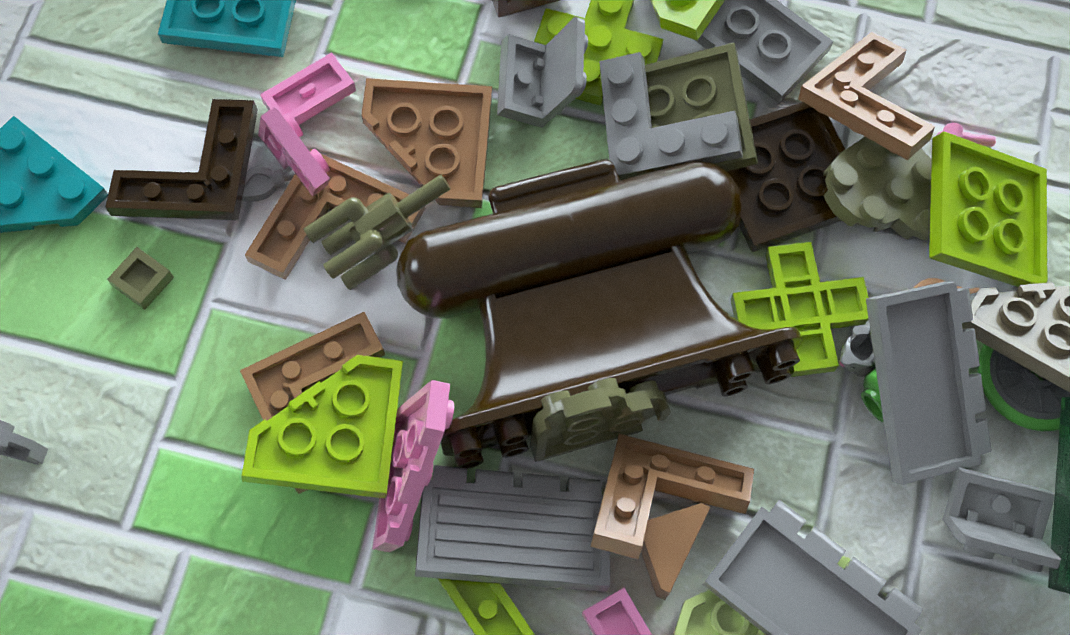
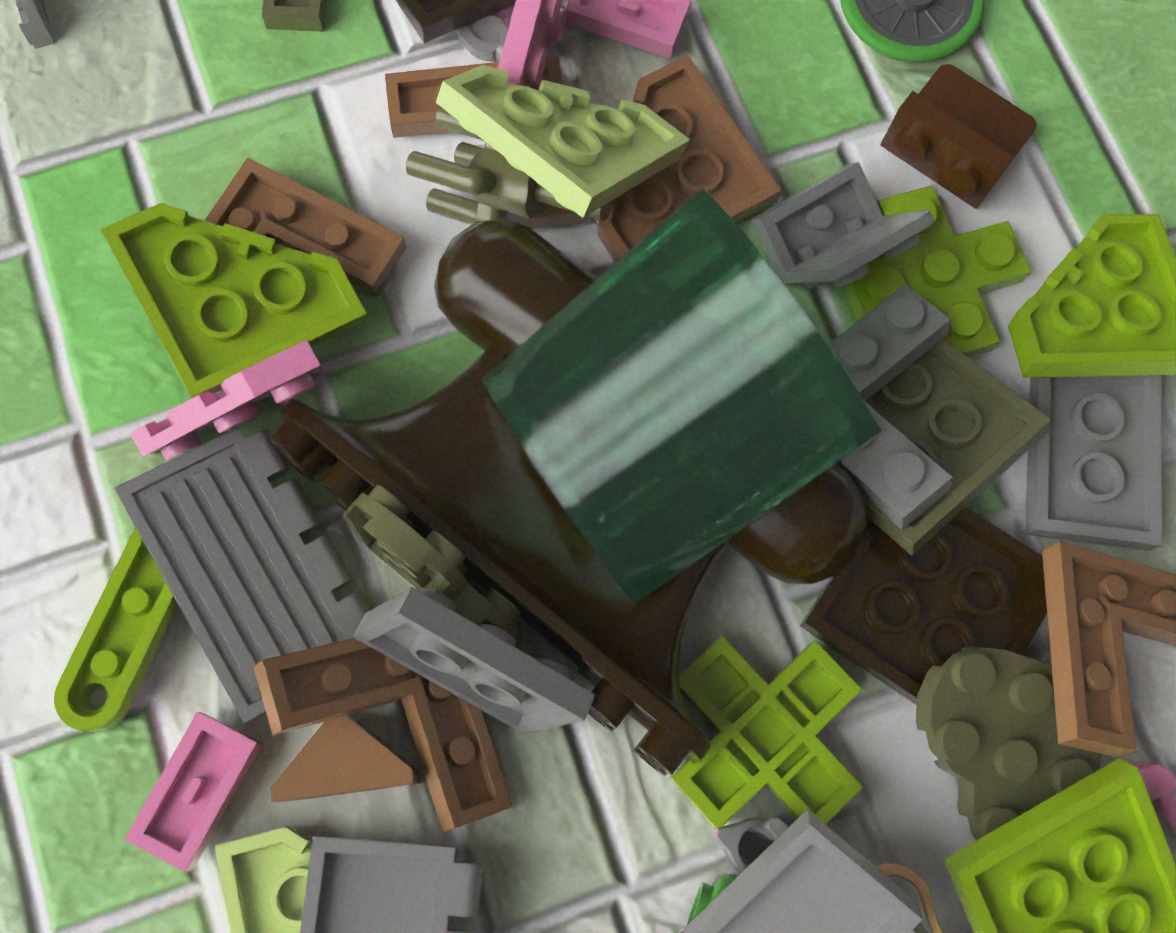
camera: 50 degrees right, 5 degrees up
(391, 172) = (560, 138): none -> yellowish green plate
(605, 209) = (679, 399): none -> clear green windscreen
(667, 425) = (474, 661): none -> light grey plate

